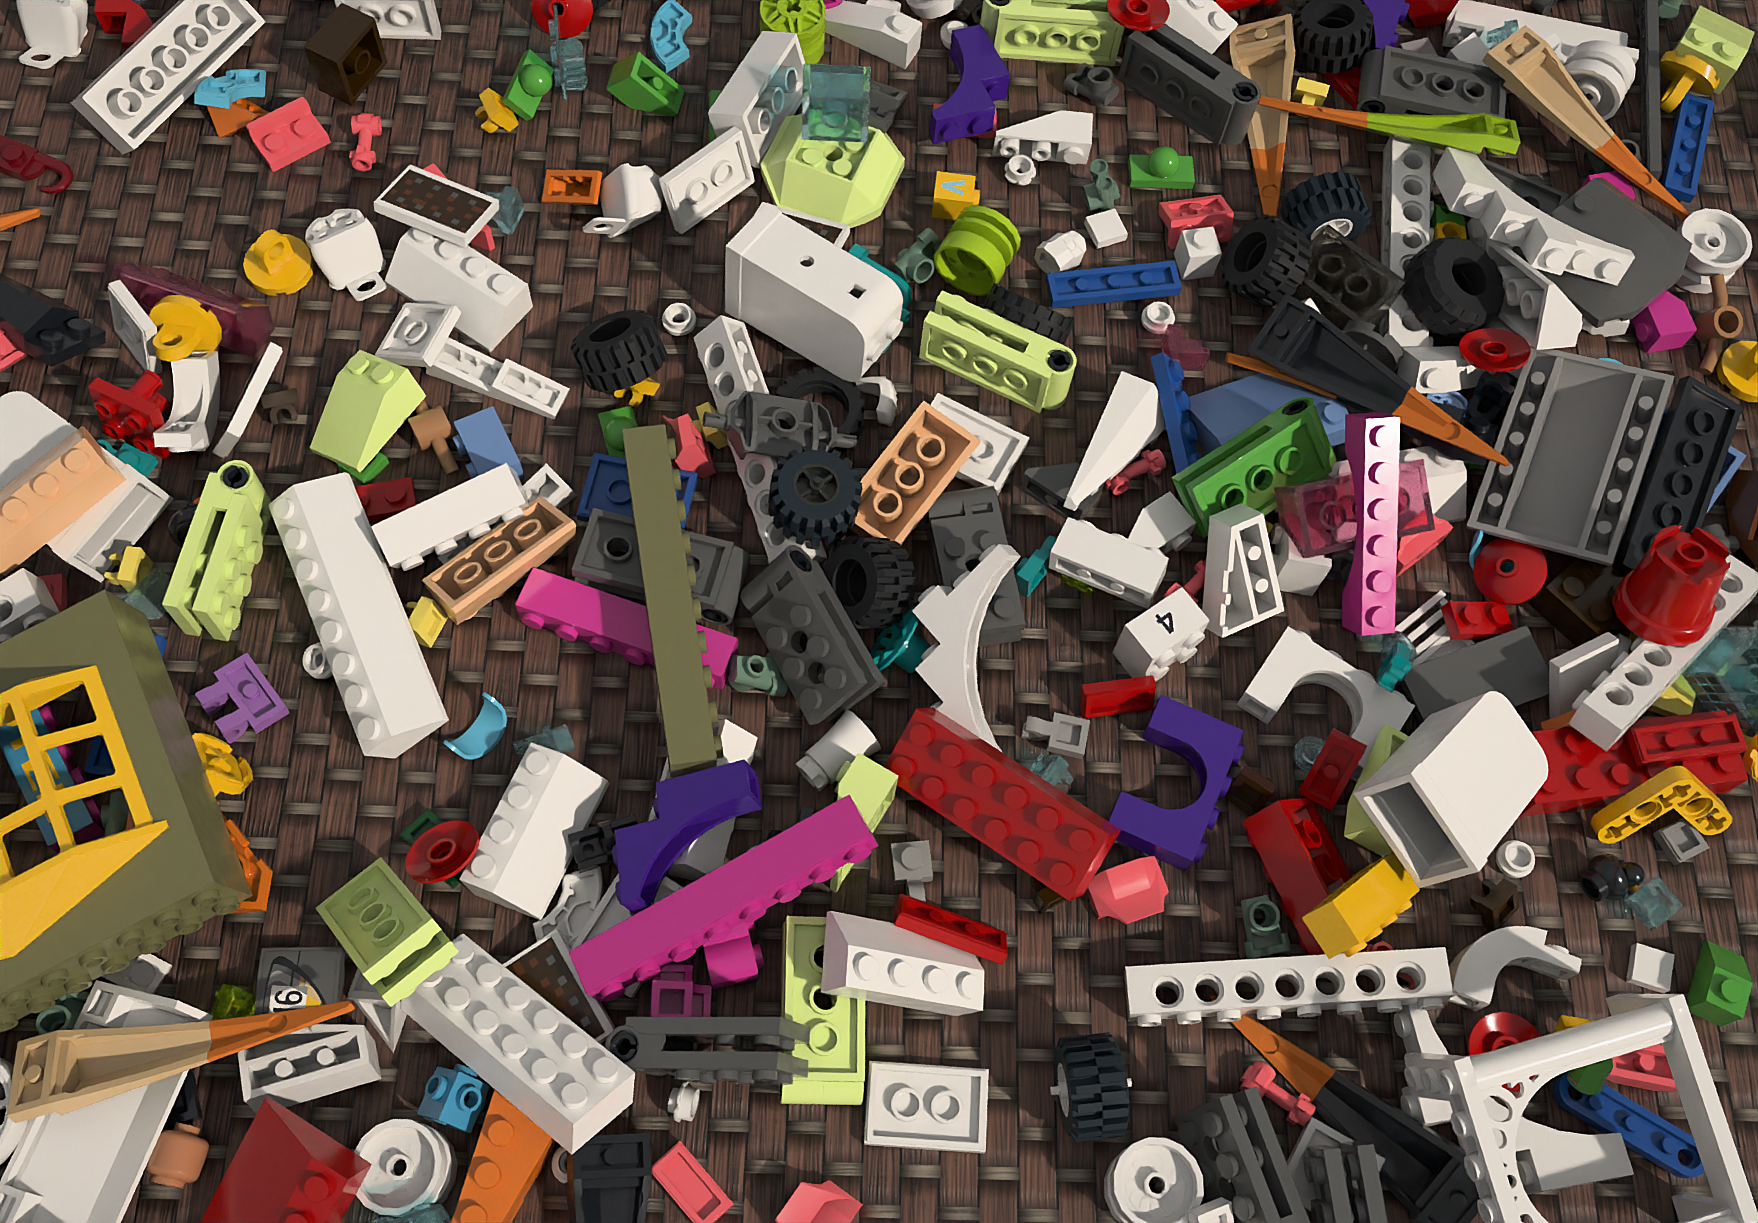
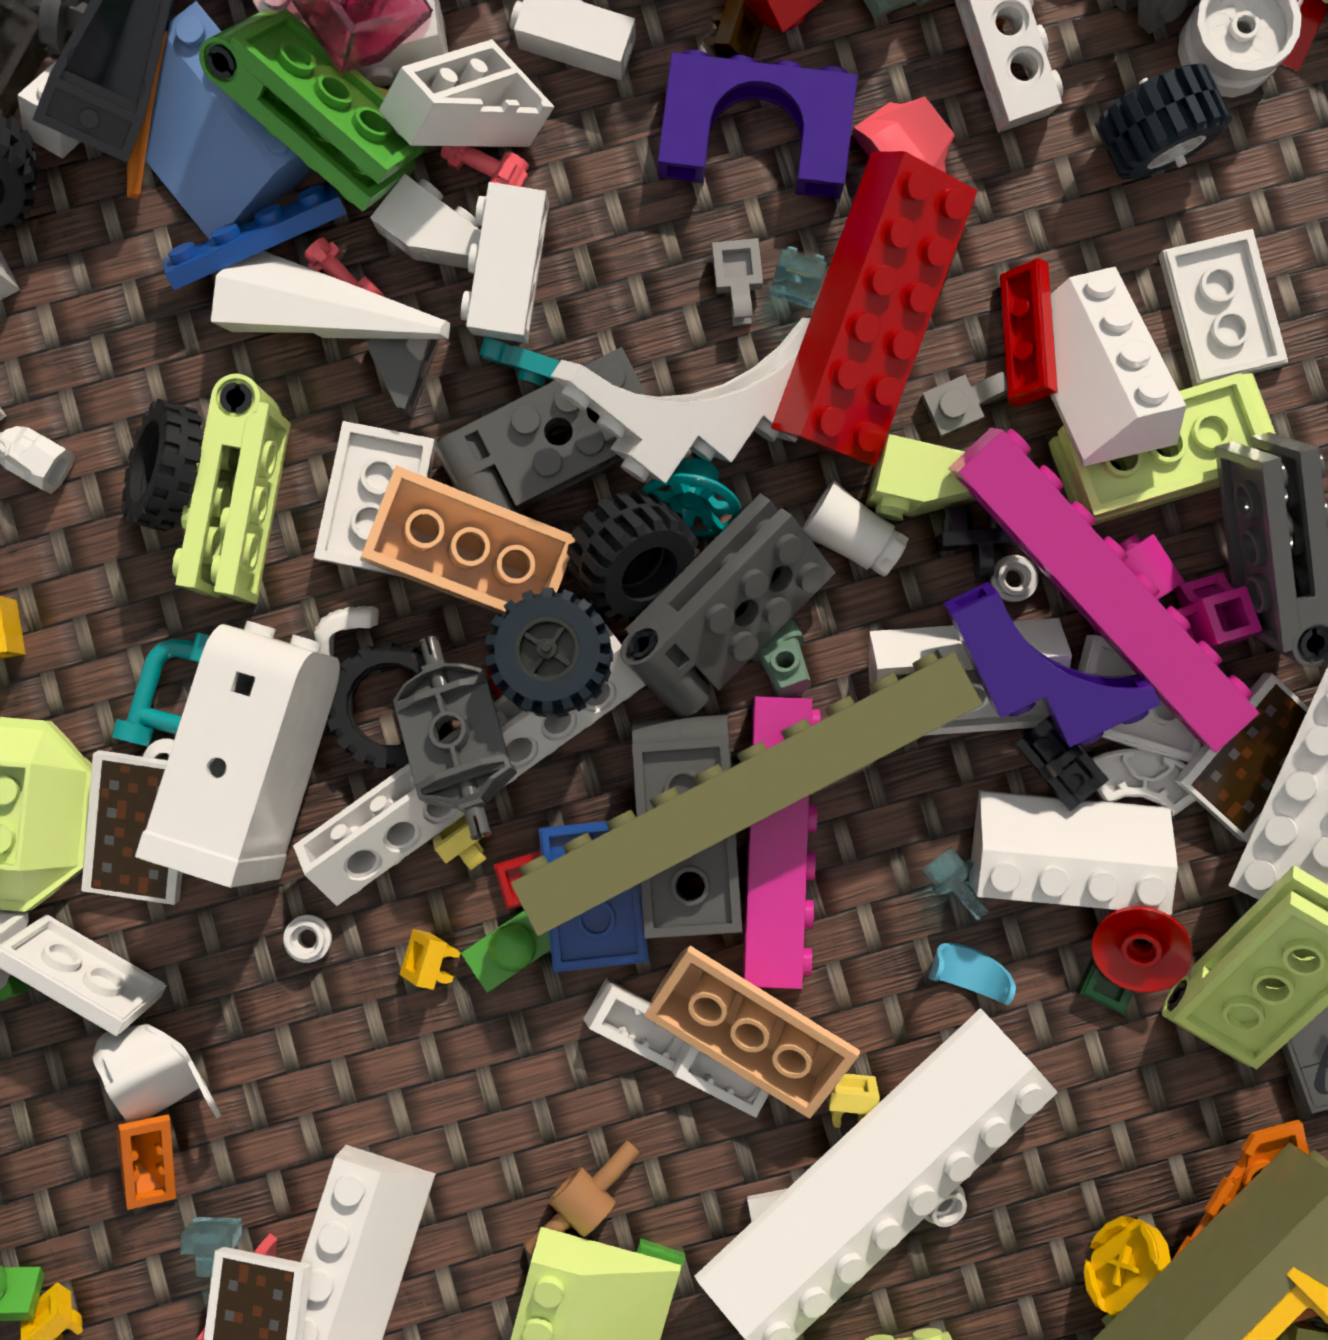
camera: 95 degrees left, 20 degrees up
(252, 694) = (1013, 1271): medium lavender plate -> none
(387, 498) = (697, 1217): red plate -> none
(418, 334) = (450, 1277): white tile -> none
(451, 516) = (715, 1114): white slope -> none
(485, 443) = (590, 1114): medium blue brick -> none
(498, 380) = (476, 1147): white slope -> none
(618, 350) = (398, 994): black tyre -> none
(691, 447) = (507, 848): coral slope -> none
(918, 260) = (113, 648): sand green plate -> none
(977, 250) = (76, 565): lime wheel -> none
(1113, 284) = (62, 375): blue plate -> none
(1117, 696) = (669, 217): red tile -> none
(1157, 317) = (97, 303): white plate -> none
(1161, 636) = (581, 177): white brick -> none
(1186, 351) = (138, 258): clear pink panel -> none

